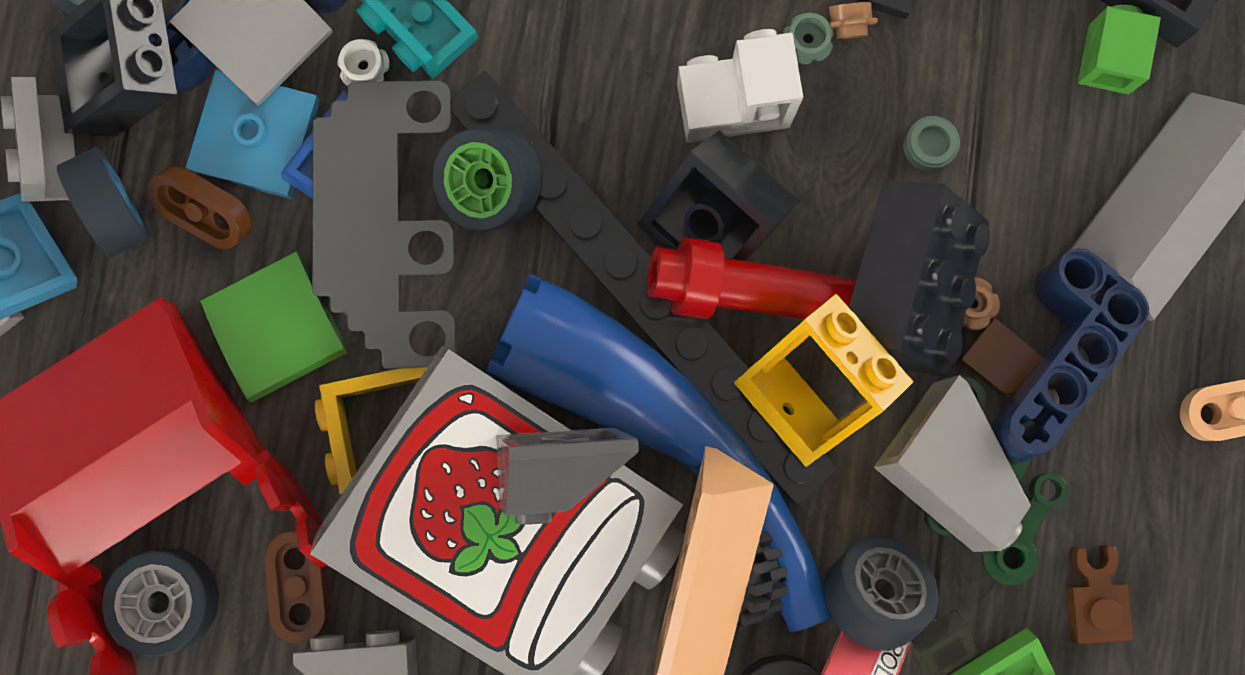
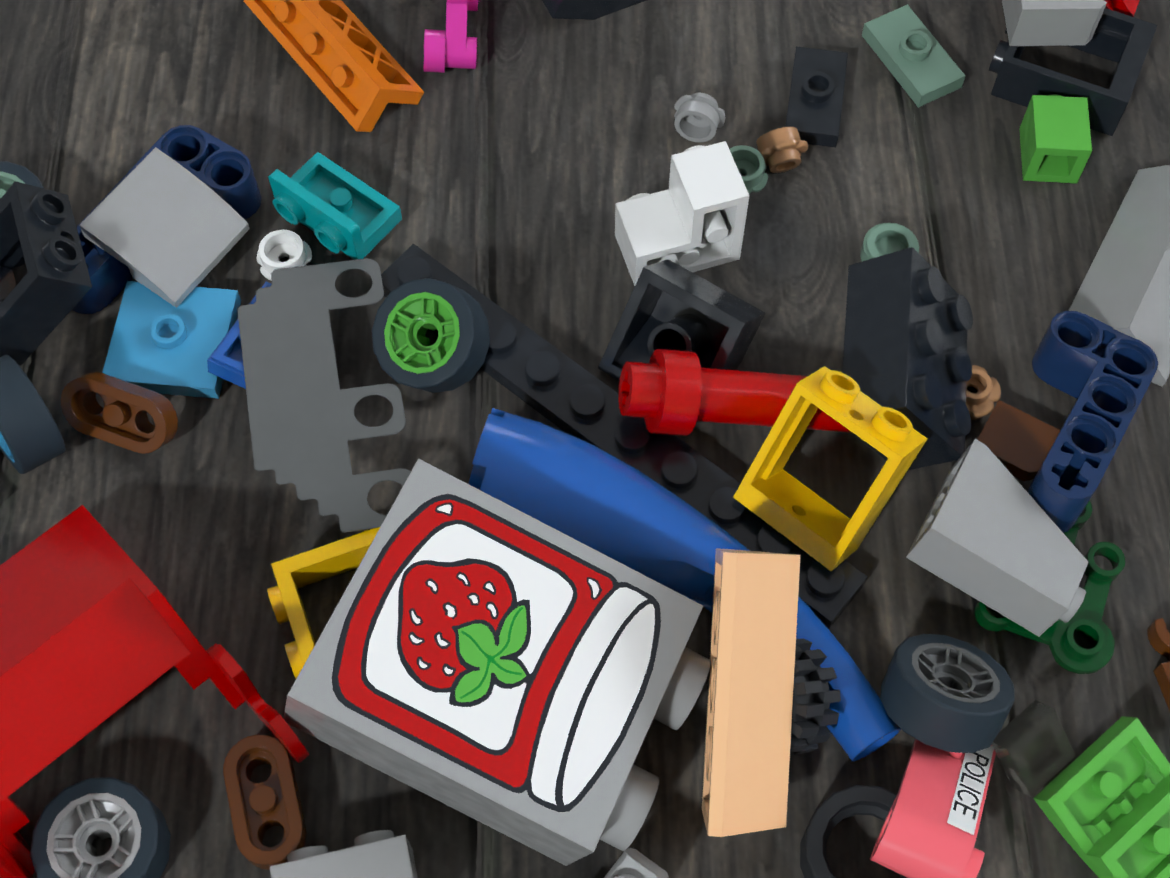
camera: 10 degrees left, 20 degrees down
(273, 327) = (212, 523): bright green slope -> none
(556, 469) = (550, 549): dark grey slope -> none

